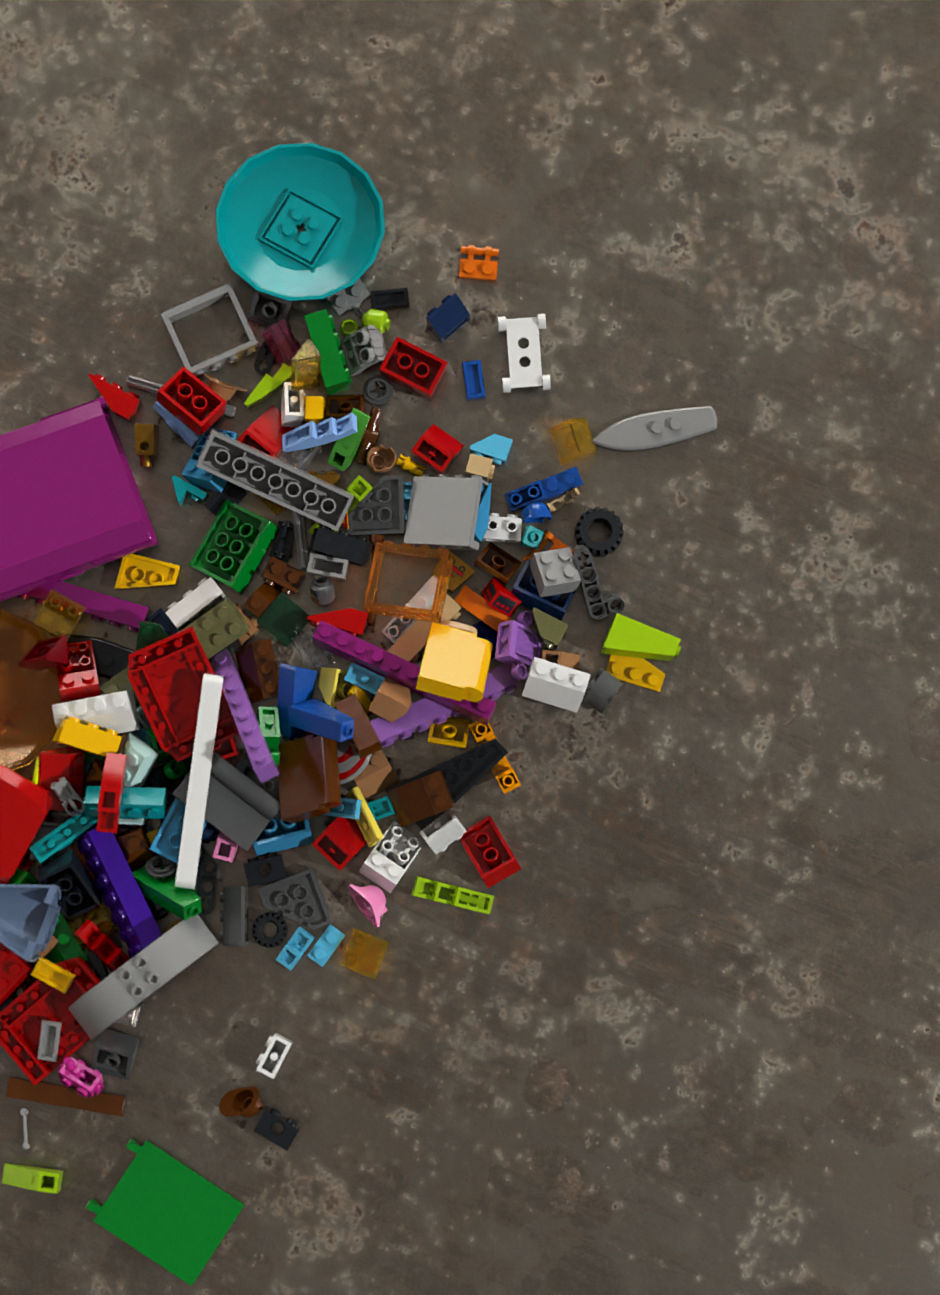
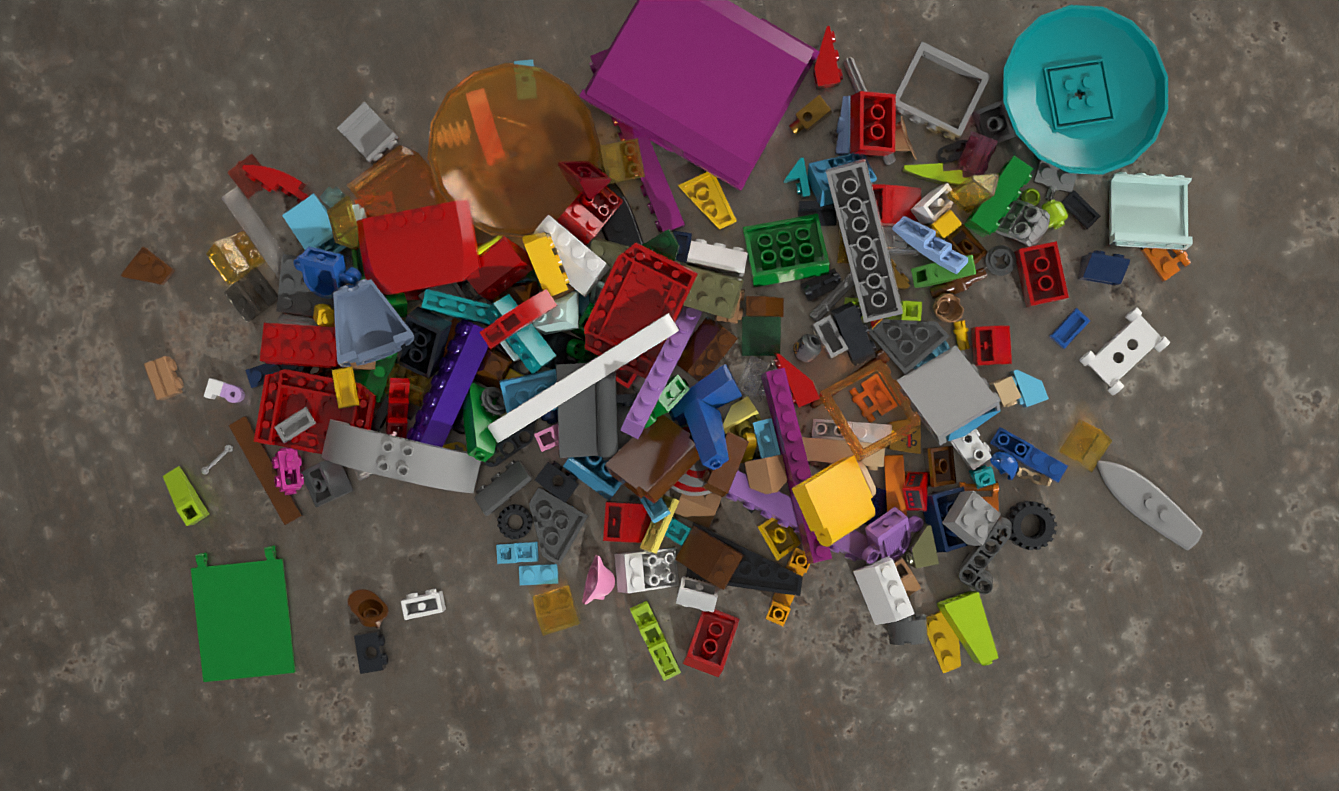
camera: 60 degrees right, 5 degrees up
(66, 794) = (490, 284): light grey piece -> none
(283, 575) = (794, 307): reddish brown bracket -> none
(403, 566) = (877, 393): none -> orange plate
(433, 248) = (1149, 211): none -> light aqua panel

